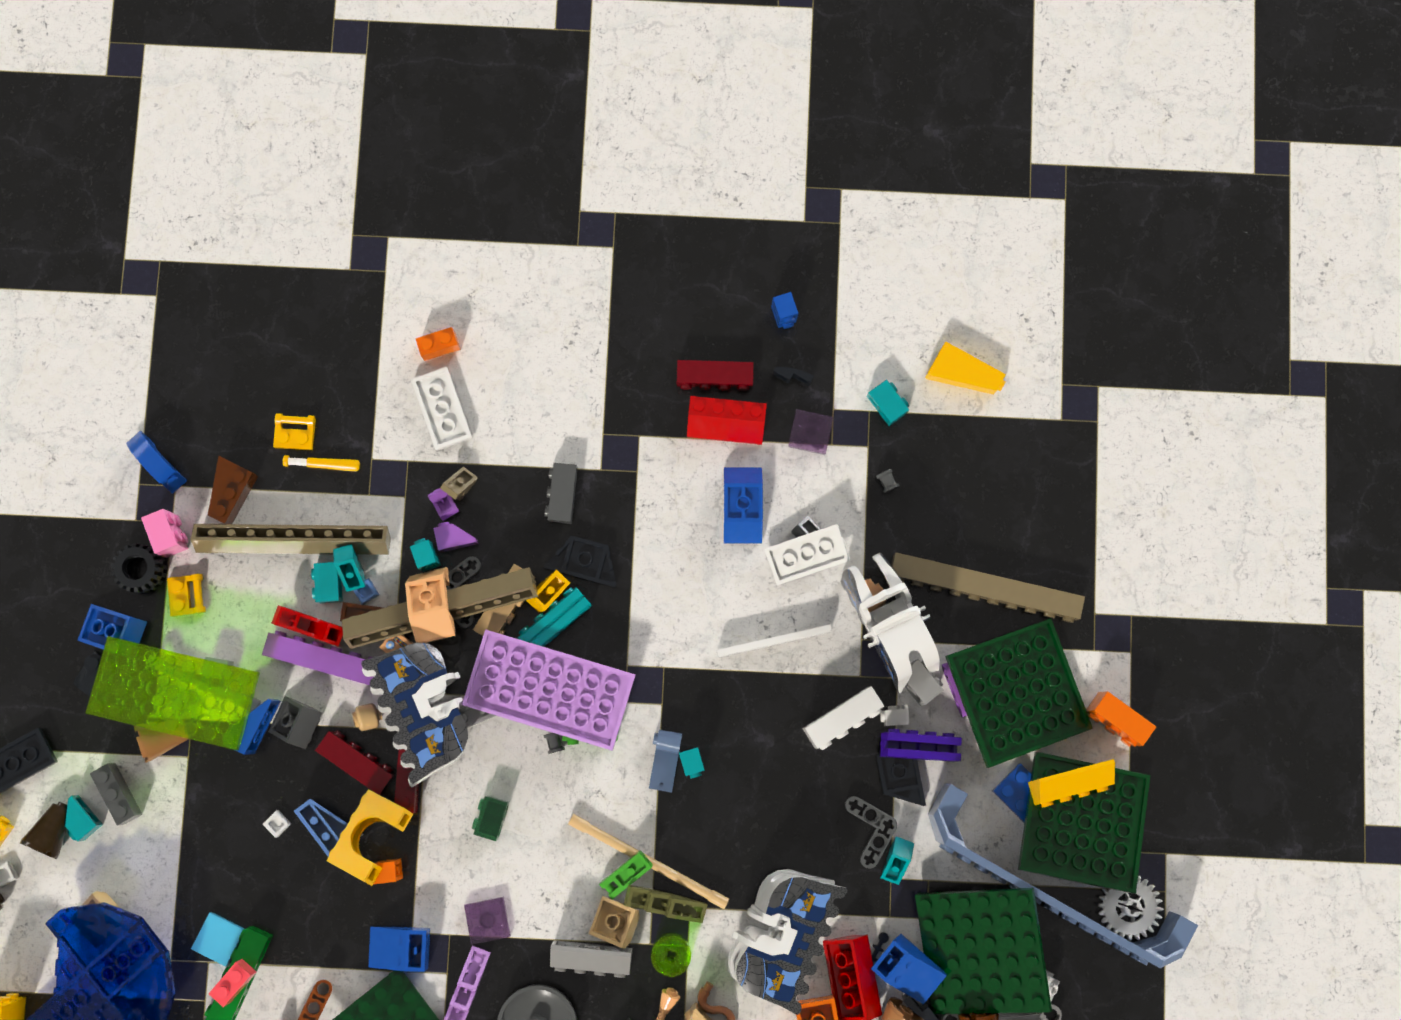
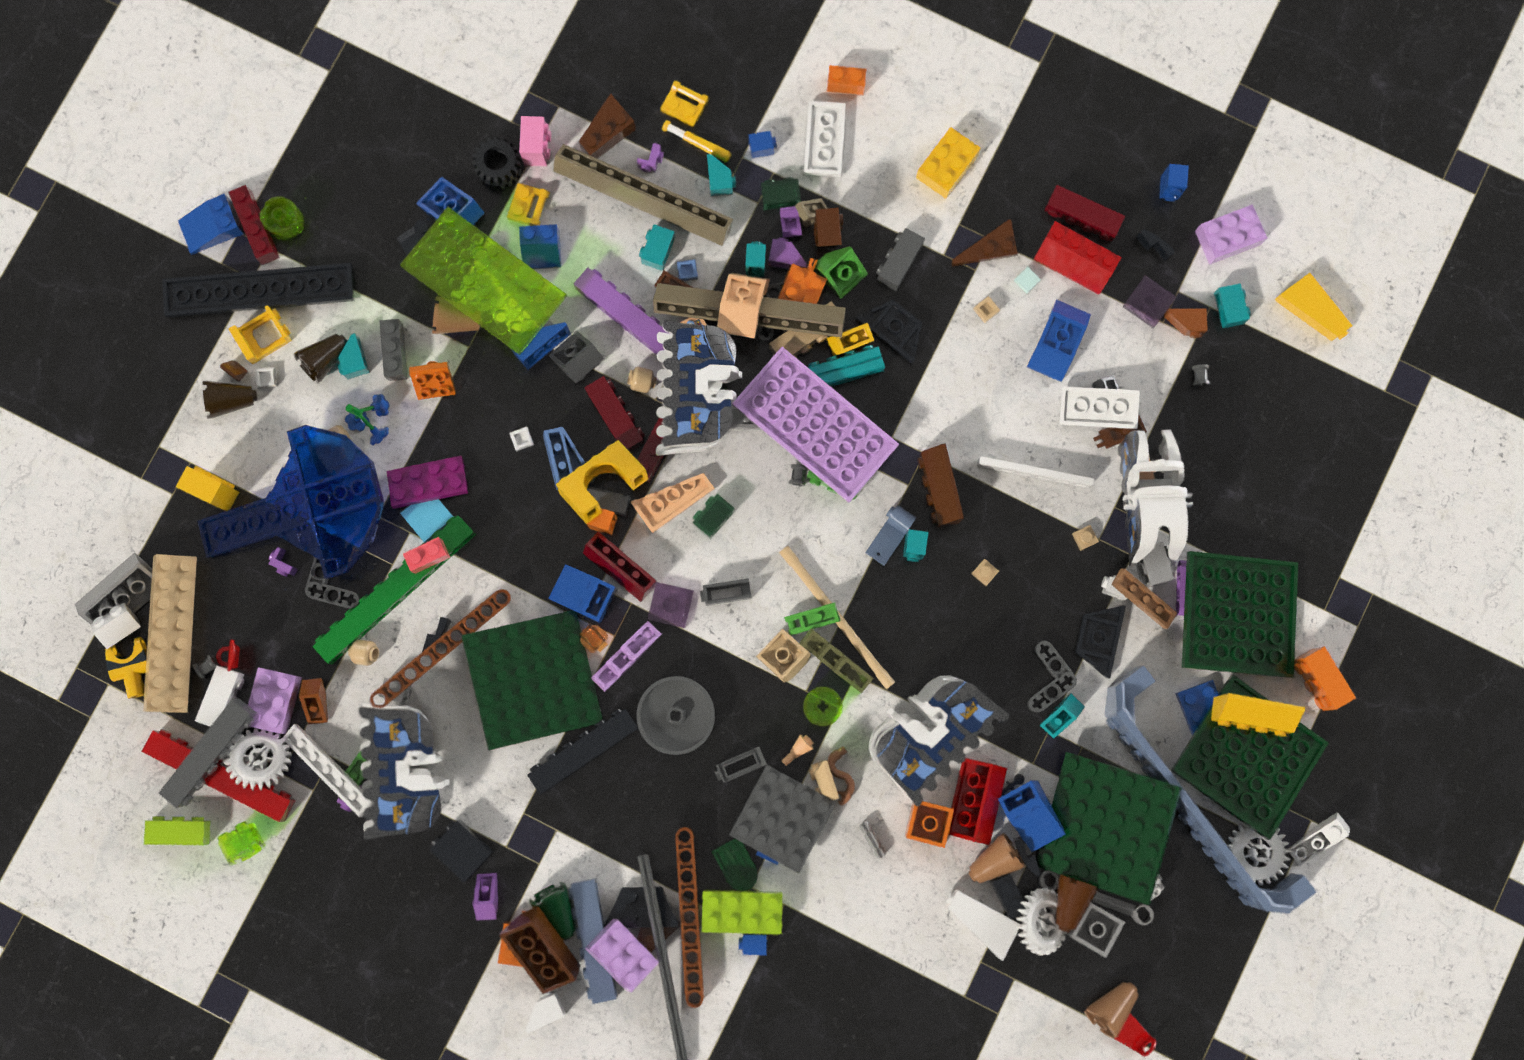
camera: 25 degrees right, 0 degrees up
(112, 876) = (357, 418): none -> blue plant
(152, 460) = (552, 77): blue arch -> none
(166, 807) = (431, 377): none -> orange plate
(203, 907) = (427, 482): none -> magenta plate
(215, 631) = (540, 246): none -> slope
(288, 496) = (656, 157): none -> medium lavender bracket
(308, 625) = (624, 277): red arch -> none
(349, 567) = (683, 241): teal brick -> none
(358, 490) = (719, 177): none -> teal slope
(384, 440) = (762, 144): none -> blue brick
(384, 848) = (611, 501): none -> dark grey window
(422, 479) = (780, 193): none -> clear green brick
(422, 907) = (619, 566): none -> dark red brick
(428, 986) = (594, 638): none -> clear orange head
(442, 825) = (663, 506): none -> light nougat wing
(480, 560) = (802, 284): none -> orange plate
(481, 499) = (828, 227): none -> reddish brown wedge
(510, 529) = (841, 270): none -> bright green slope
(516, 895) = (706, 592): none -> dark grey window
(567, 381) = (948, 162): none -> yellow brick
(590, 957) = (749, 677): light grey slope -> none
(644, 441) = (995, 245): none -> reddish brown wing
(663, 505) = (986, 309): none -> tan plate
(689, 460) = (1027, 280): none -> light aqua tile
(692, 695) = (941, 486): none -> reddish brown slope
(768, 756) = (985, 572): none -> tan plate
(833, 574) = (1115, 436): none -> reddish brown hinge
(843, 717) = (1068, 566): white brick -> none
(847, 681) = (1085, 537): none -> tan plate
(855, 434) = (1188, 321): none -> dark orange slope
(858, 335) = (1231, 234): none -> lavender brick
(919, 746) = (1129, 622): dark purple brick -> none
(924, 717) = (1144, 598): none -> medium nougat plate
(988, 587) = (1255, 512): dark tan brick -> none
(1181, 868) = (1319, 839): none -> white slope

